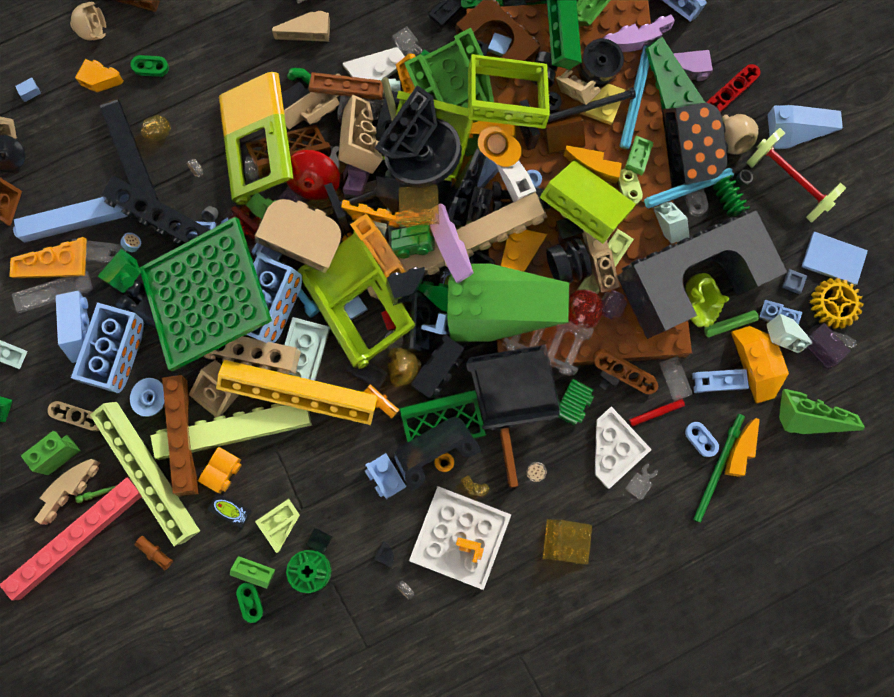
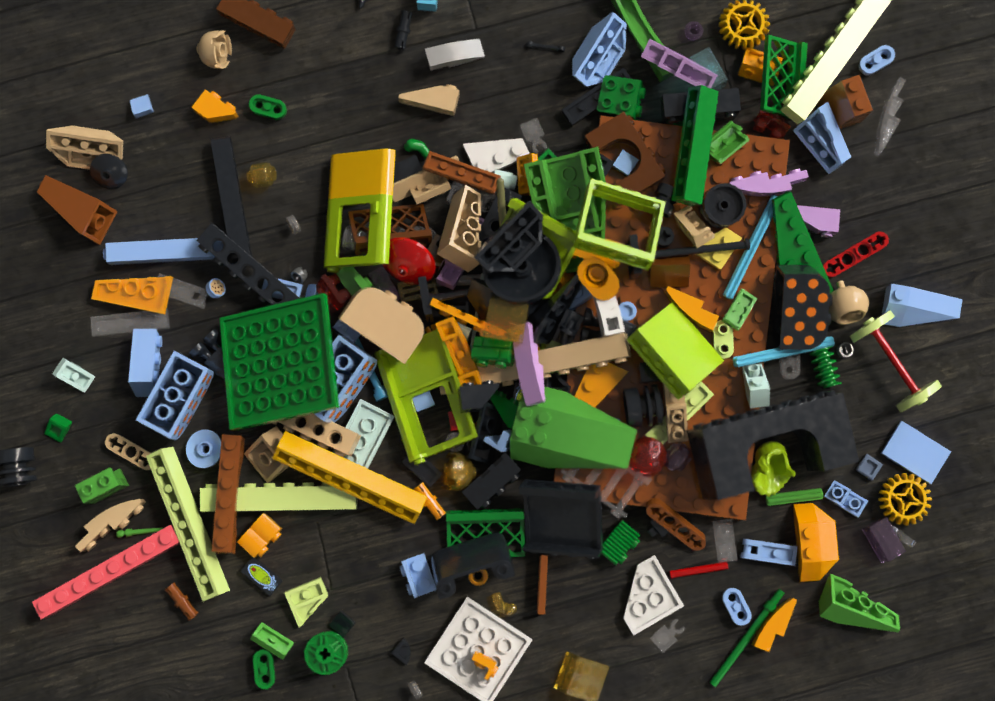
camera: 15 degrees right, 5 degrees up
(121, 271) = (201, 318): green torso -> none
(536, 472) = (566, 602): clear tile -> none
(788, 334) = (847, 520): light aqua slope -> none

